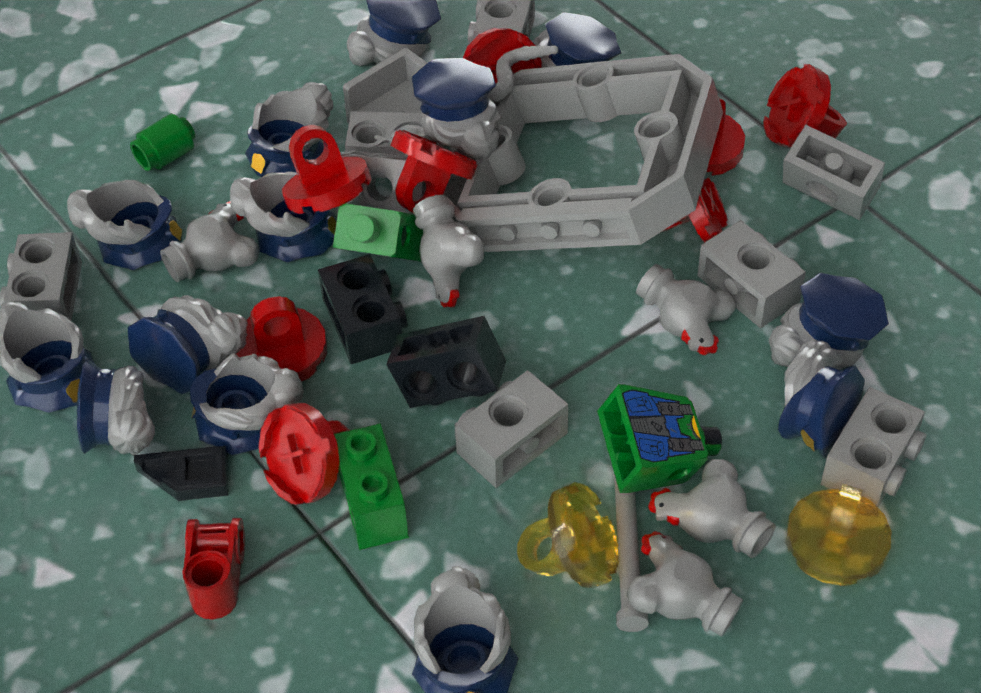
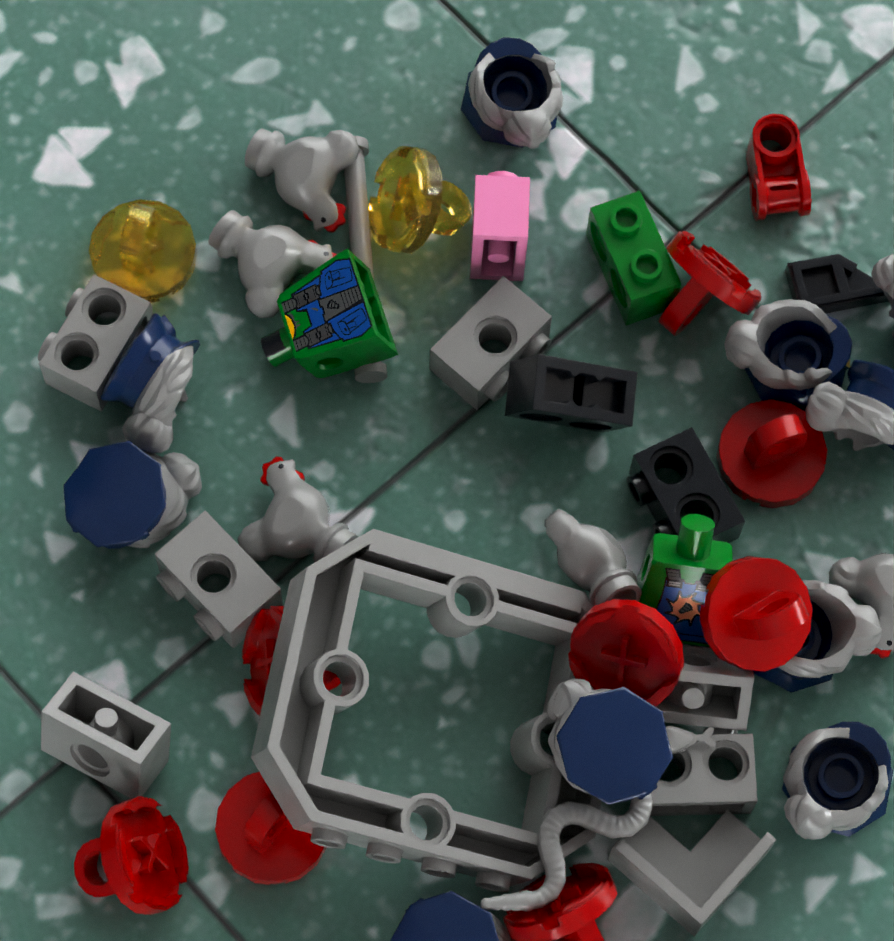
camera: 170 degrees right, 20 degrees up
(493, 499) = (500, 226): none -> bright pink brick

